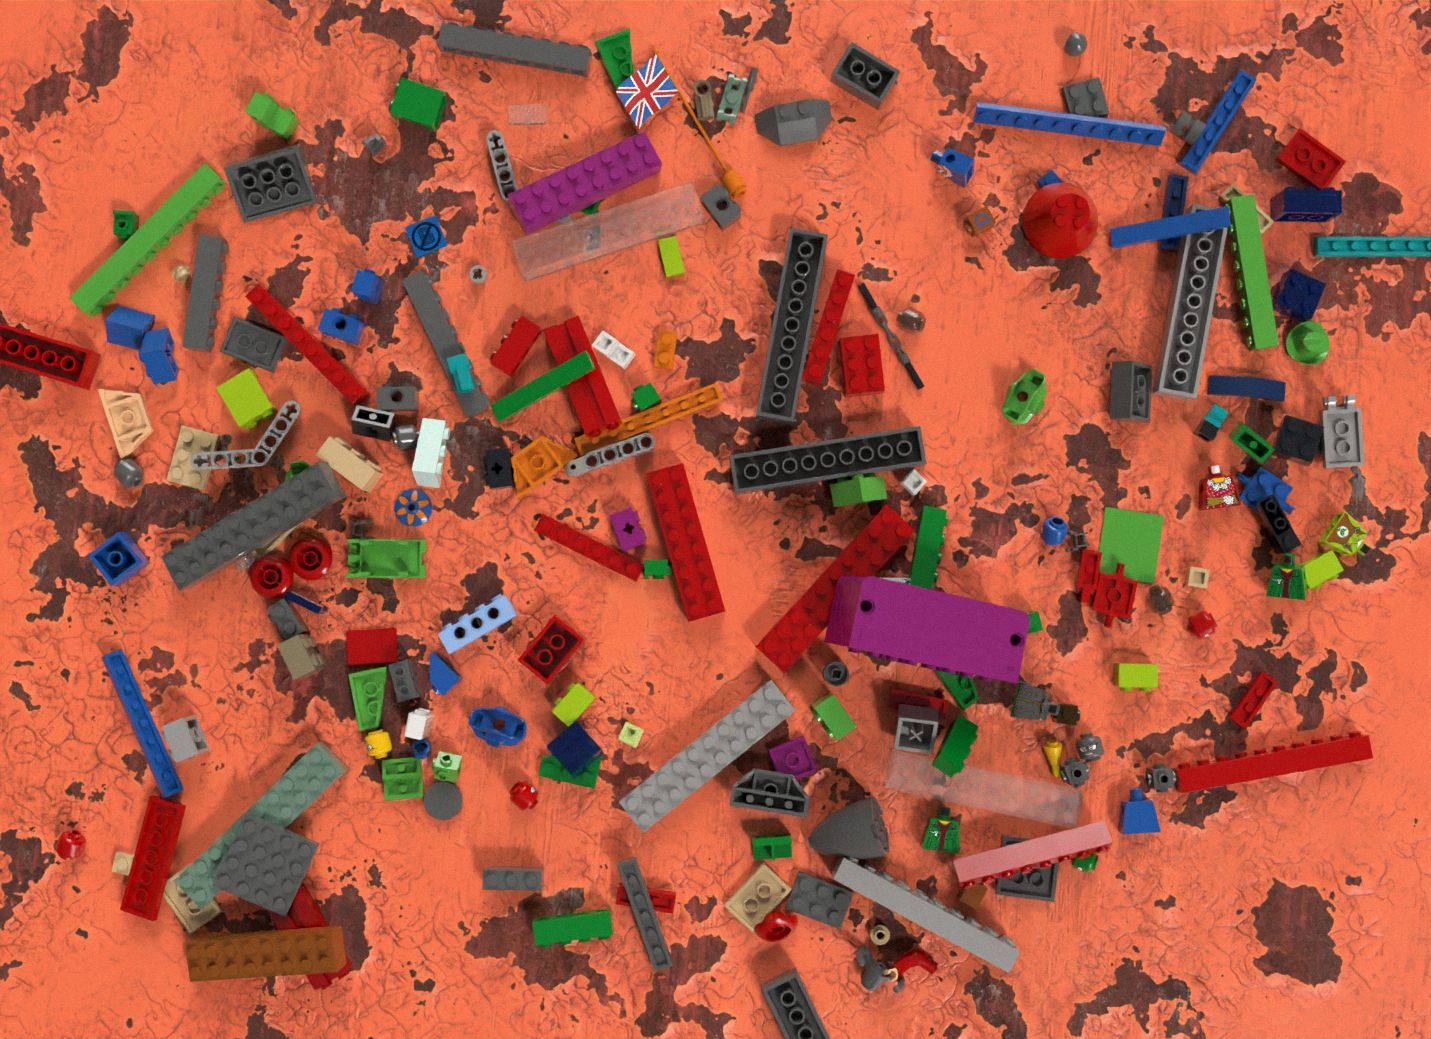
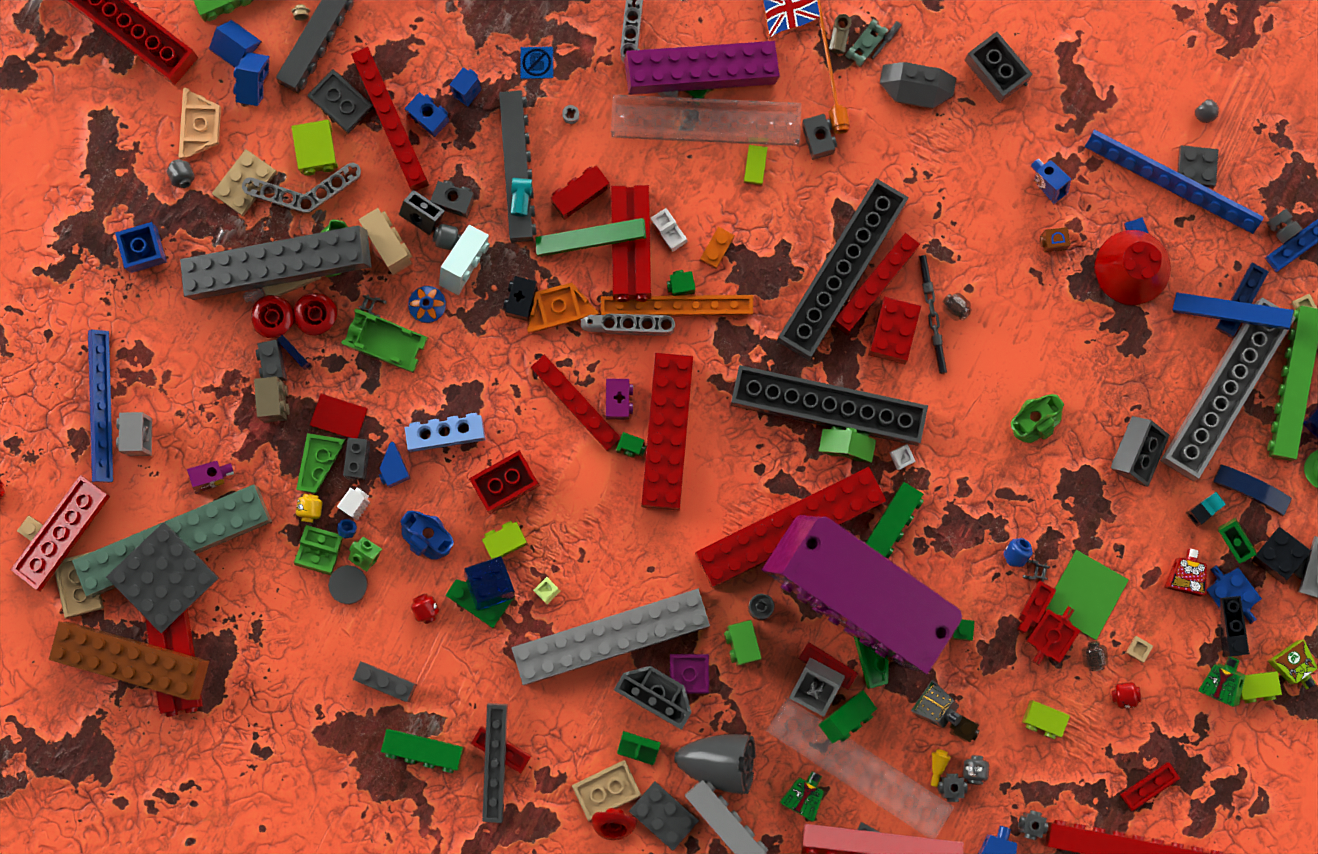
camera: 20 degrees right, 5 degrees down
(264, 756) = (201, 478): none -> magenta torso

